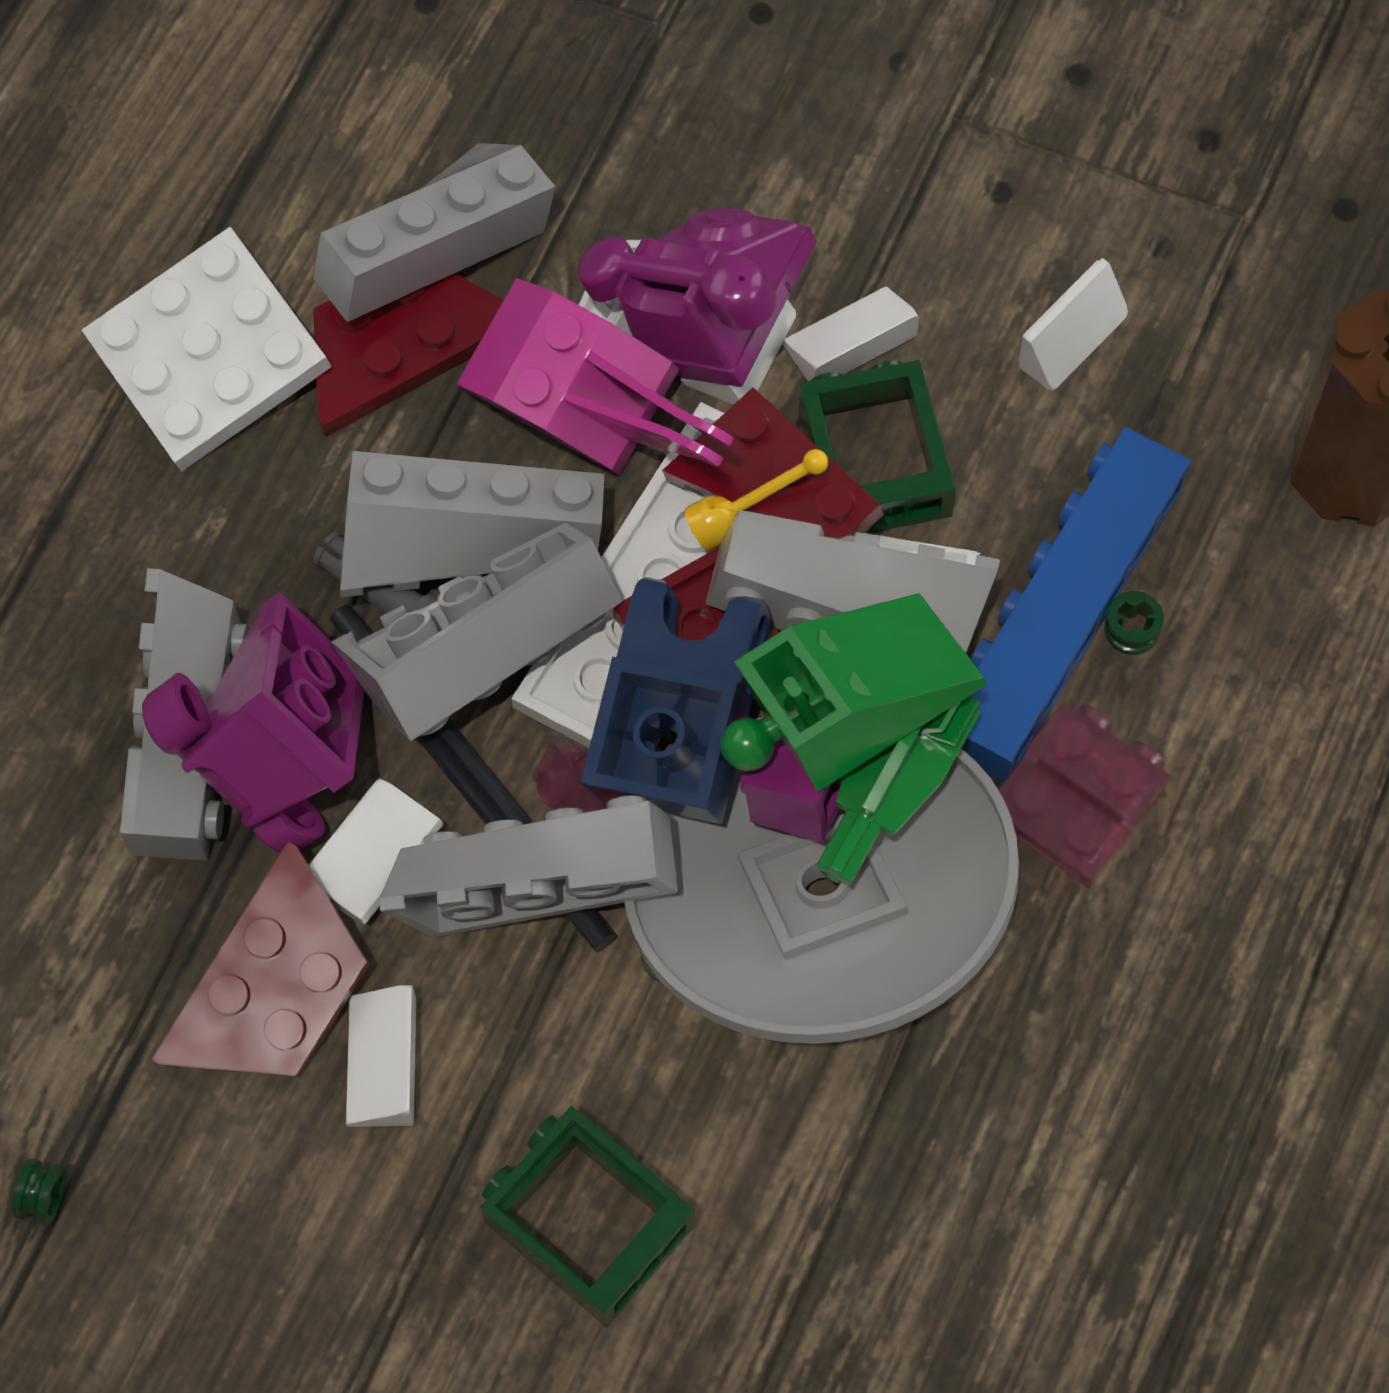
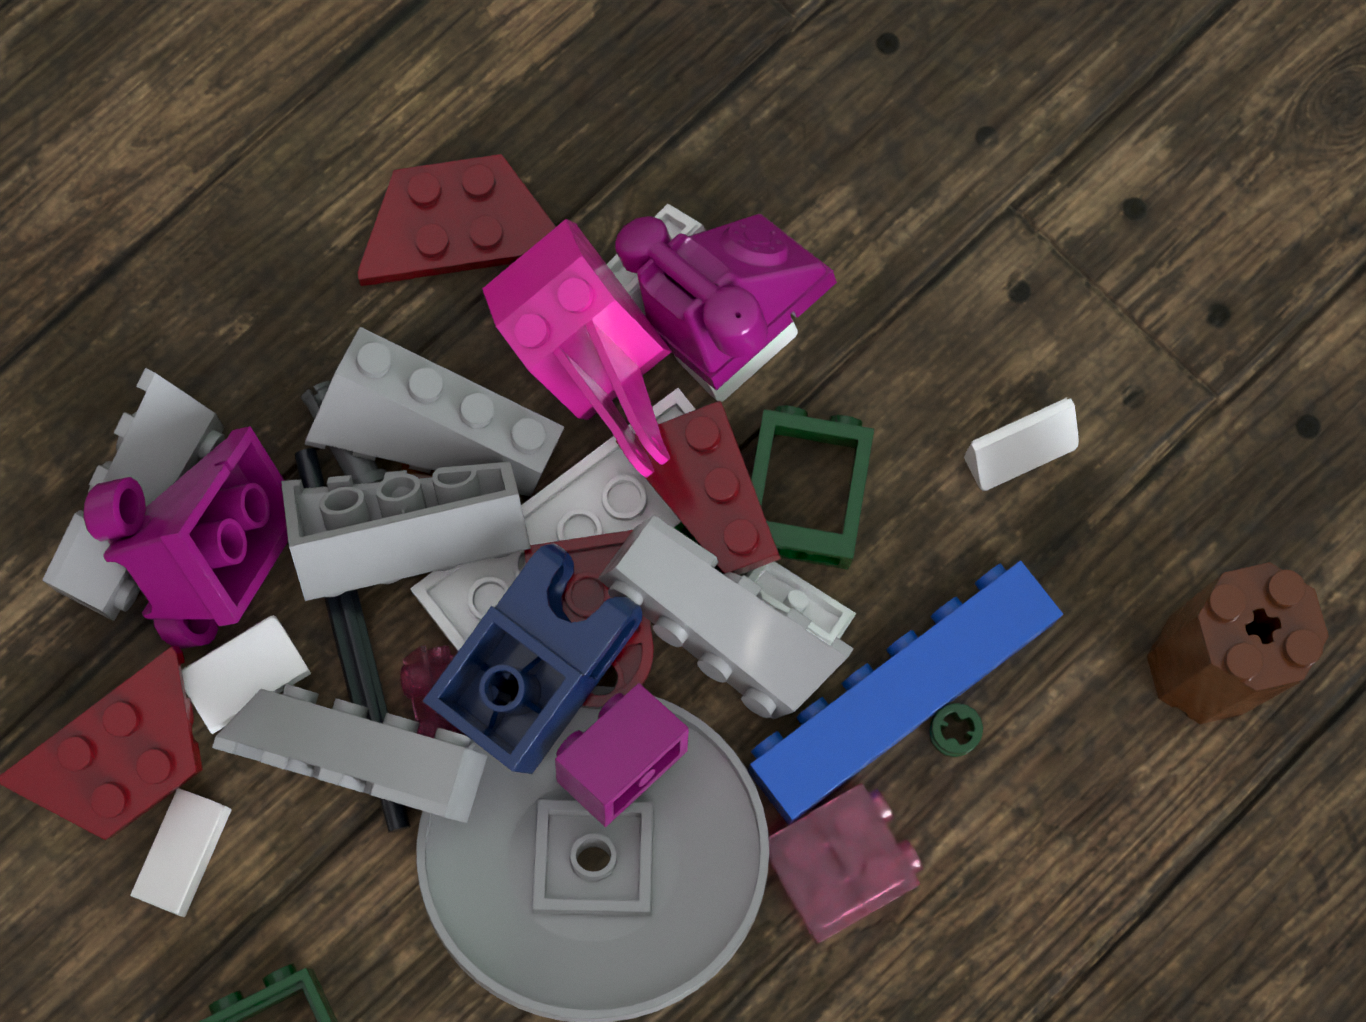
camera: 15 degrees right, 10 degrees up
(206, 348) = (291, 171): white plate -> none
(460, 217) = (536, 140): light grey wedge -> none
(713, 515) = (638, 502): yellow hinge -> none
(853, 334) = (833, 374): white slope -> none
(854, 685) = (693, 724): green slope -> none
(893, 787) = (690, 790): green piece -> none

